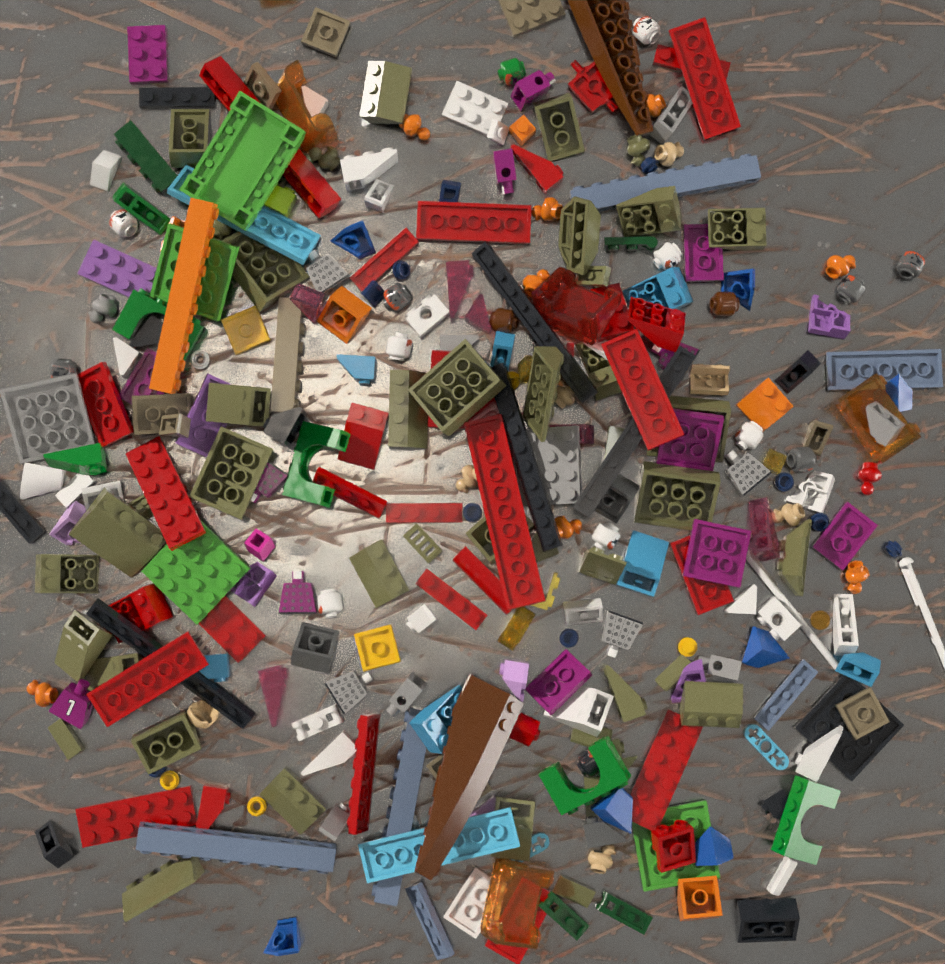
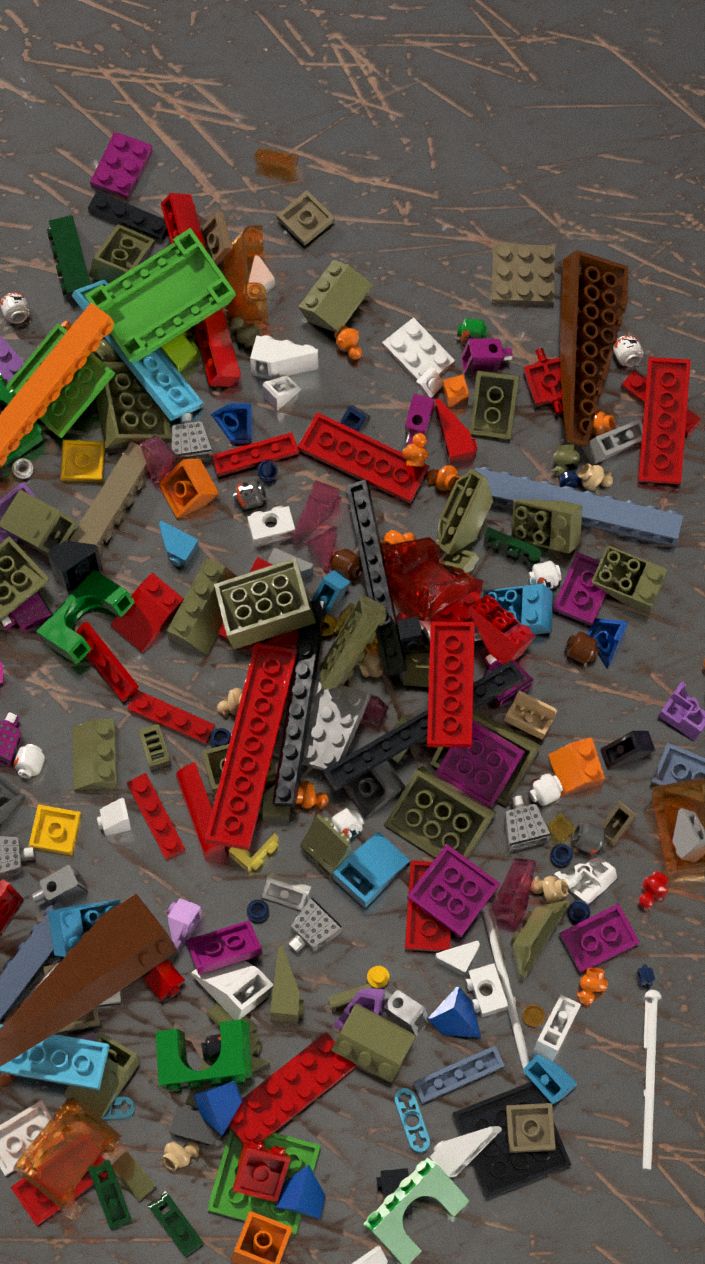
camera: 30 degrees right, 15 degrees down
(104, 170) = (22, 251): white slope -> none
(141, 208) = (39, 300): green slope -> none
(373, 293) = (227, 480): dark blue tile -> none
(399, 346) = (227, 542): white head -> none
(516, 627) = (207, 873): clear yellow slope -> none
(517, 201) = (415, 453): none -> orange animal
(587, 360) = (411, 635): none -> black brick

